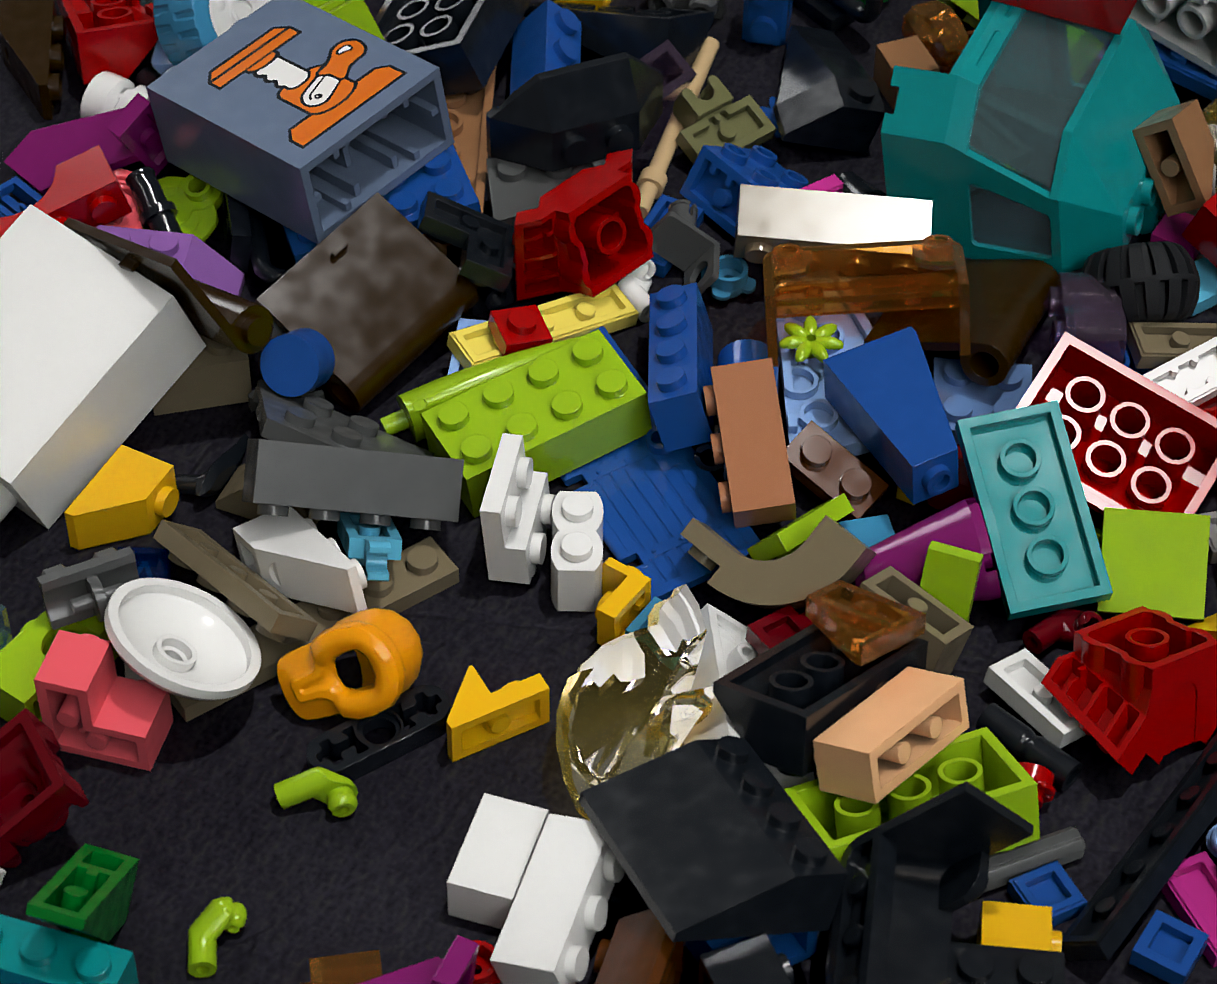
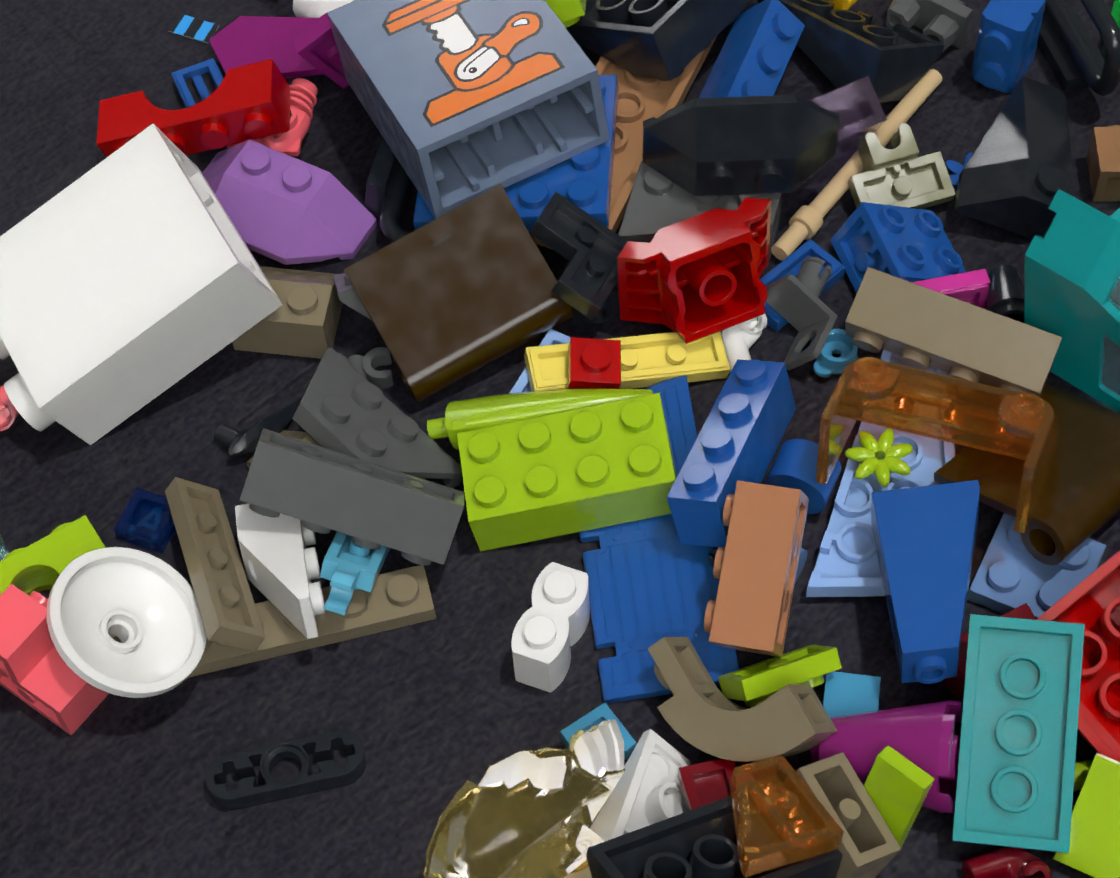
camera: 25 degrees right, 10 degrees up
(86, 587) = (59, 539): dark grey hips -> none
(122, 500) = (157, 439): yellow slope -> none
(156, 211) = (316, 133): black pin -> none
(195, 210) = (345, 133): lime plate -> none
(210, 309) = (272, 250): dark brown door -> none
(297, 362) = (361, 345): blue piece -> none
(321, 784) = (206, 806): lime arm -> none
(388, 659) = (306, 678): light orange piece -> none
(488, 718) = (382, 787): yellow slope -> none
(515, 514) = (499, 571): white plate -> none
(624, 596) = (570, 702): yellow bracket -> none
(832, 470) = (842, 614): reddish brown plate -> none

